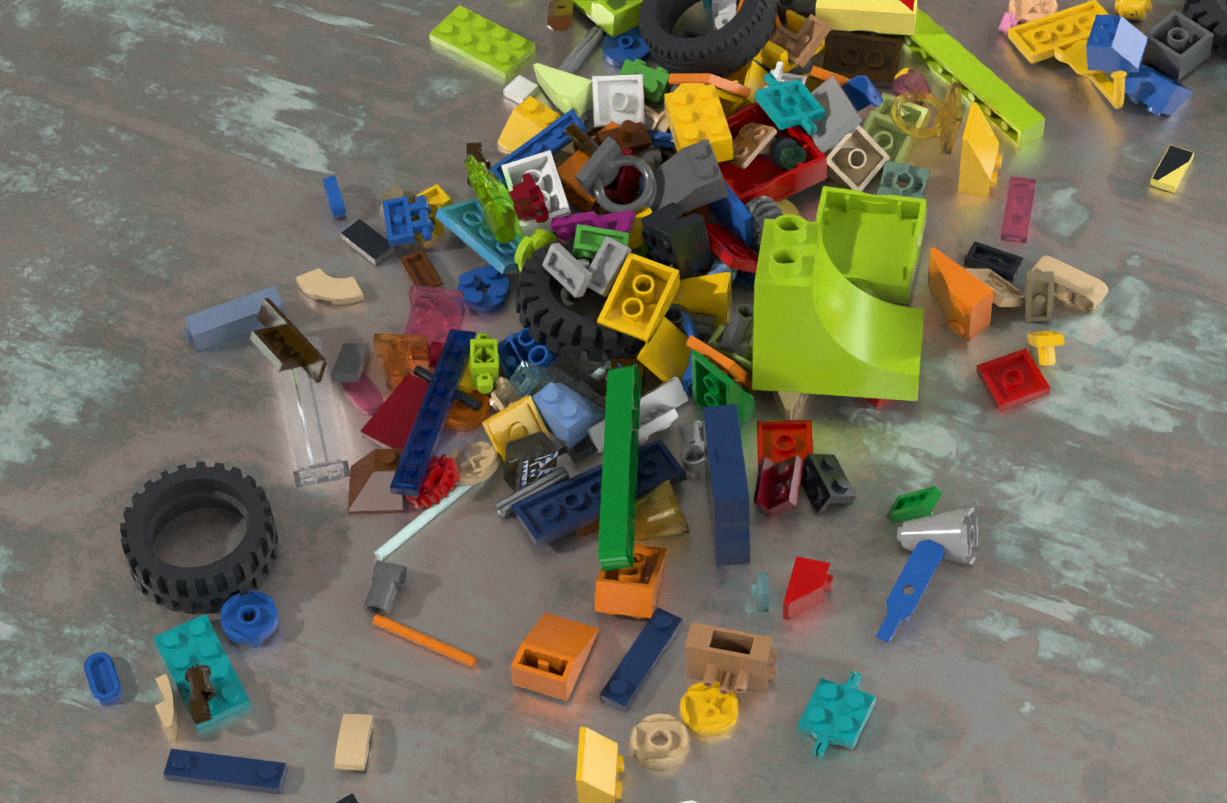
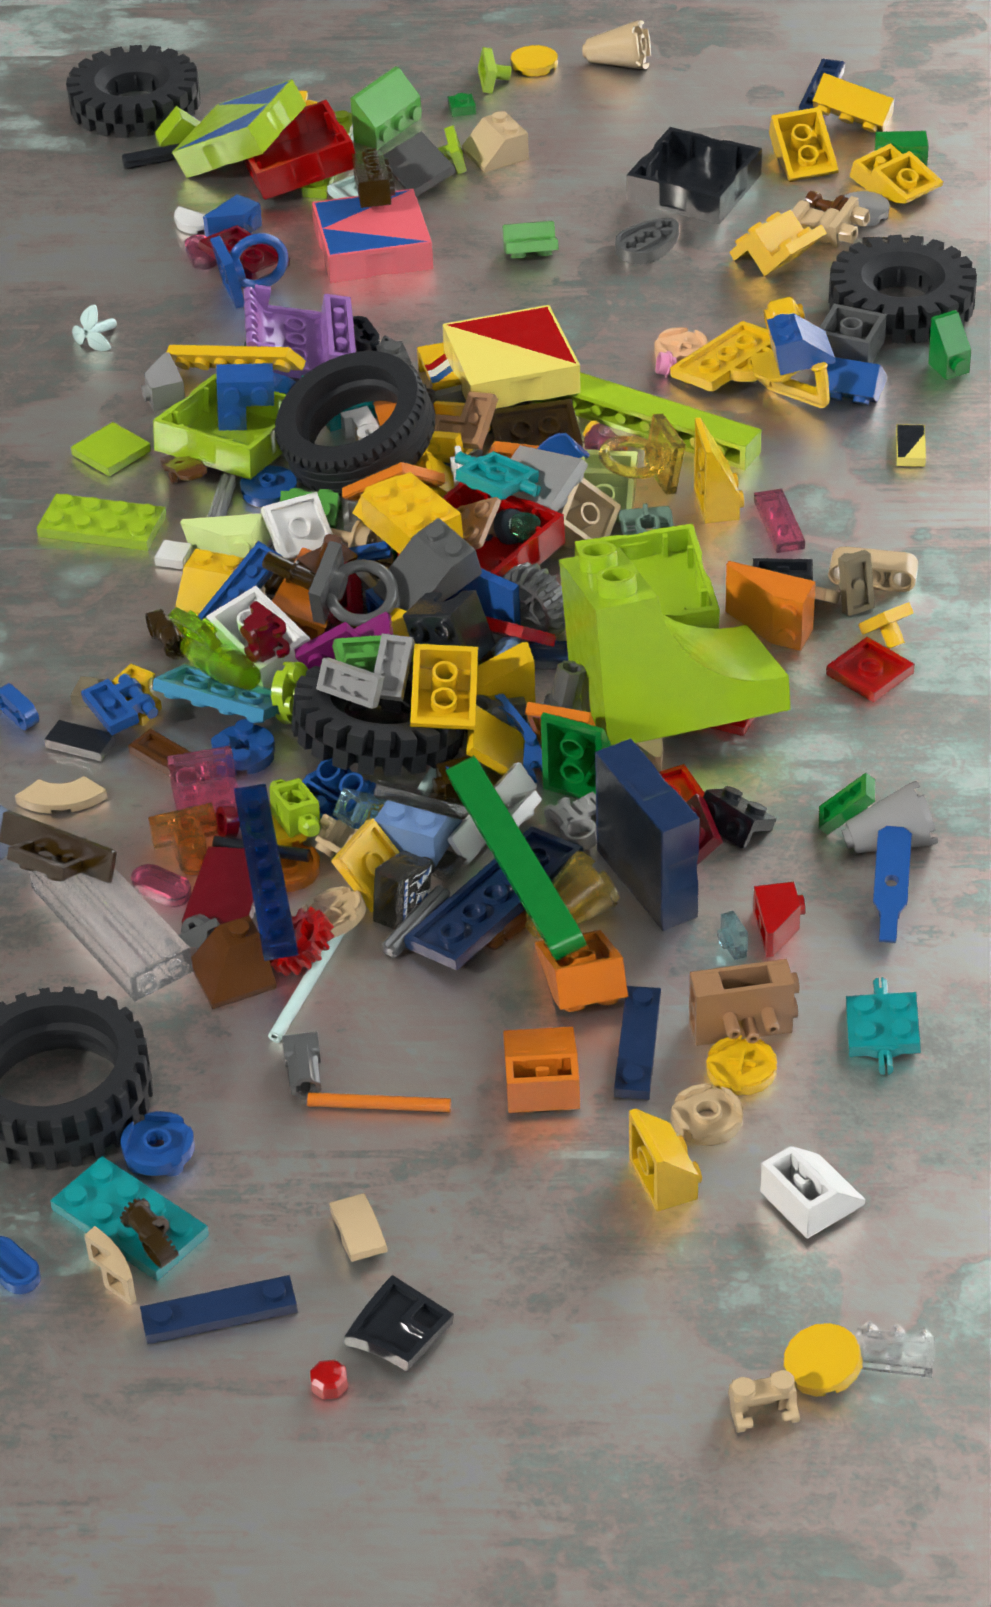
camera: 25 degrees left, 10 degrees down
(350, 362) = (132, 857): dark grey tile -> none
(363, 444) = (197, 930): none -> dark grey piece

